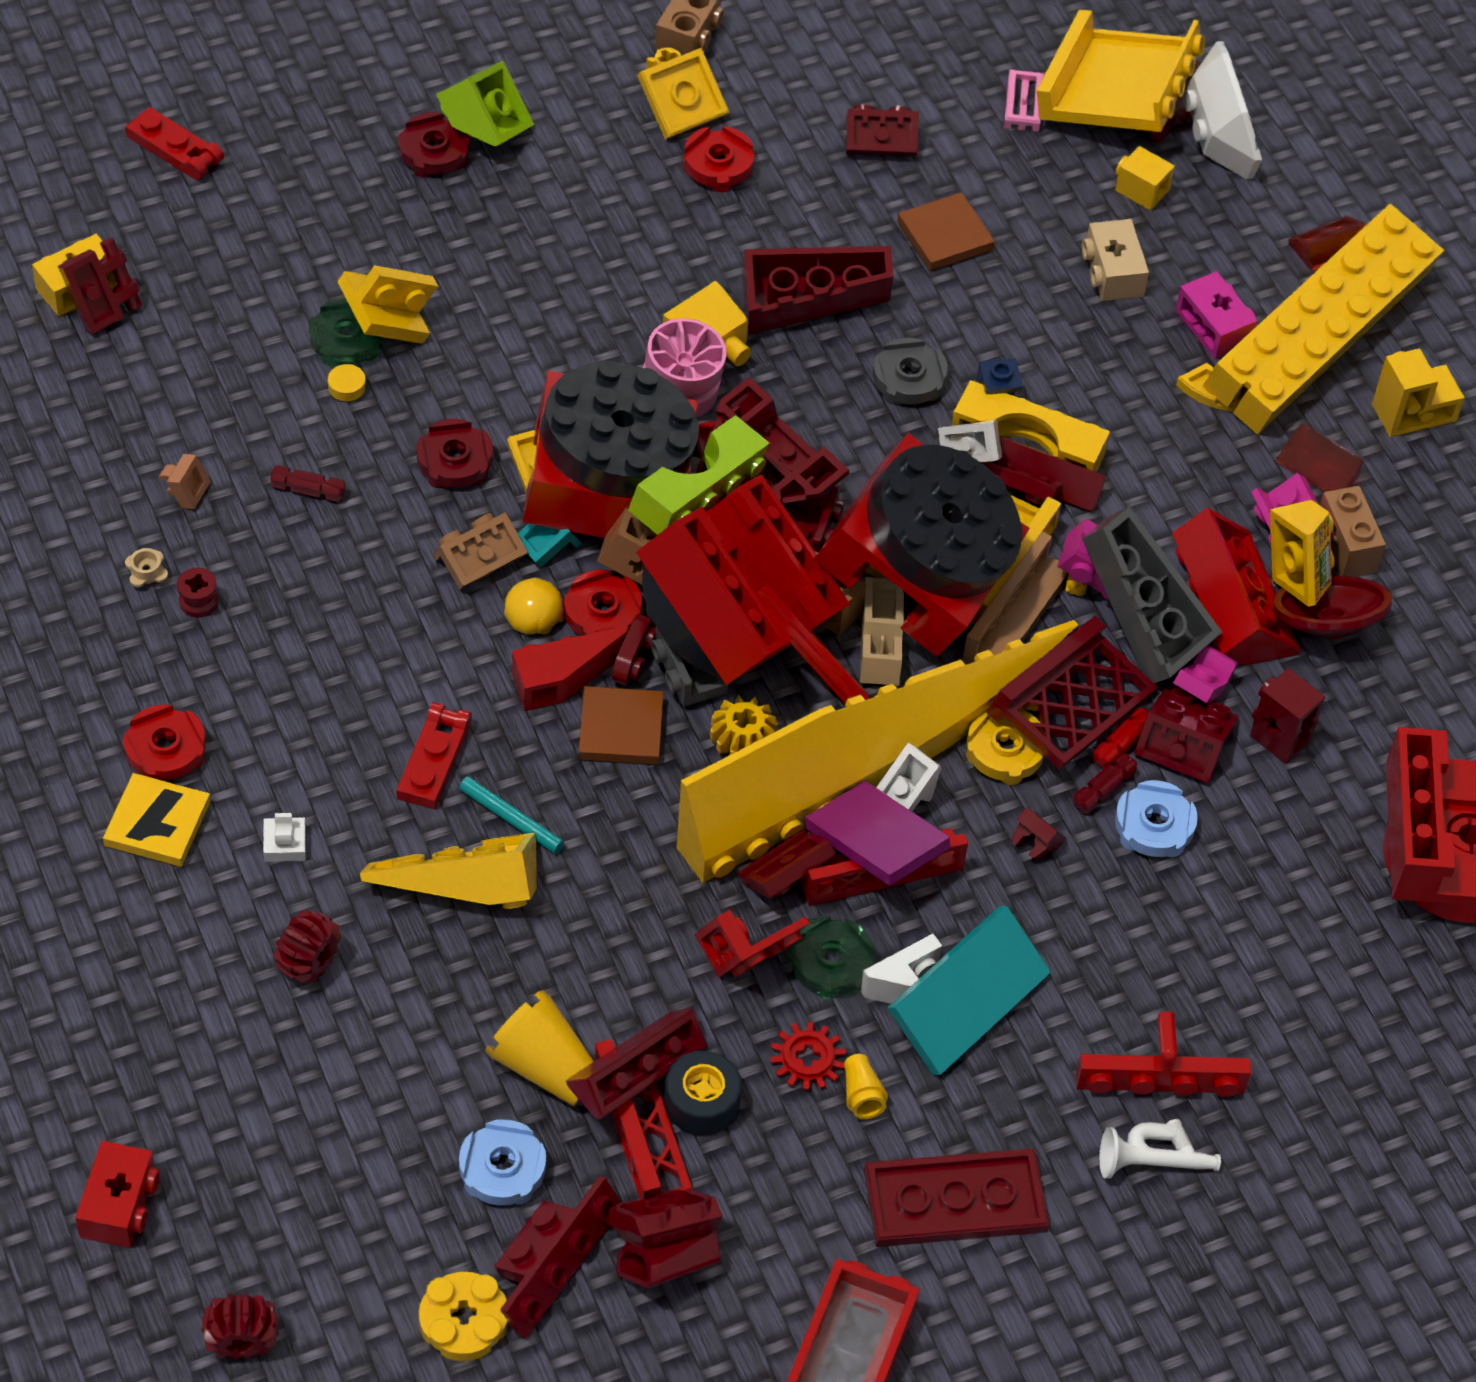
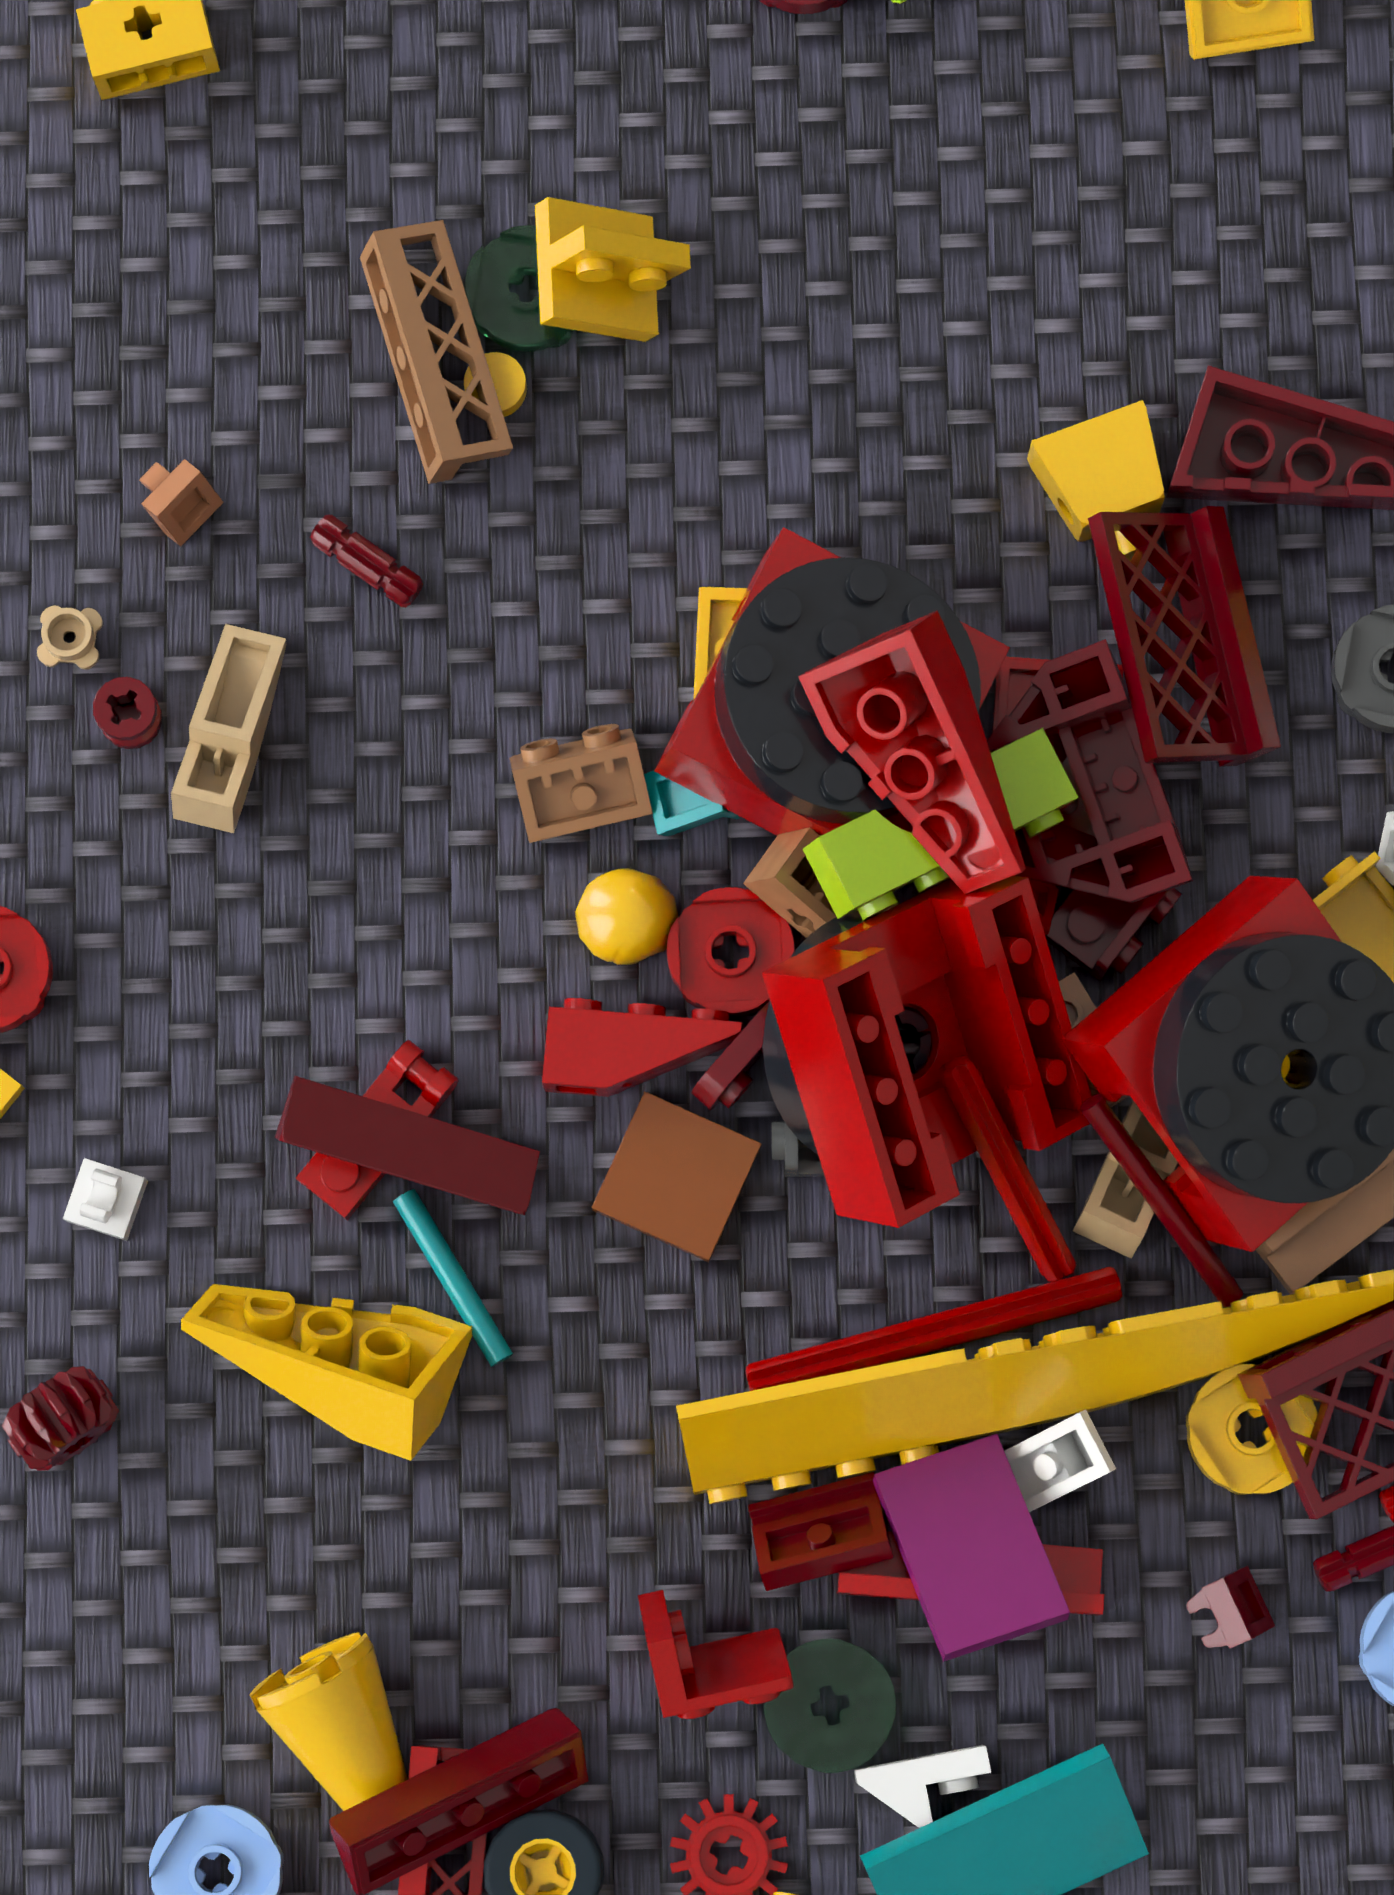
camera: 30 degrees right, 25 degrees up
(91, 291) = (149, 91): dark red plate -> none
(261, 584) = (228, 729): none -> tan slope
(295, 372) = (413, 355): none -> medium nougat fence
(454, 471) = (589, 555): dark red plate -> none
(458, 747) = (408, 1145): none -> dark red slope
(666, 420) = (917, 733): none -> red wedge
(690, 358) = (1021, 557): bright pink wheel -> none
(719, 173) = (1267, 97): red plate -> none
(740, 725) = (857, 1282): yellow gear -> none
(793, 377) = (1213, 627): none -> dark red fence
(890, 628) = (1161, 1200): none -> dark red bar

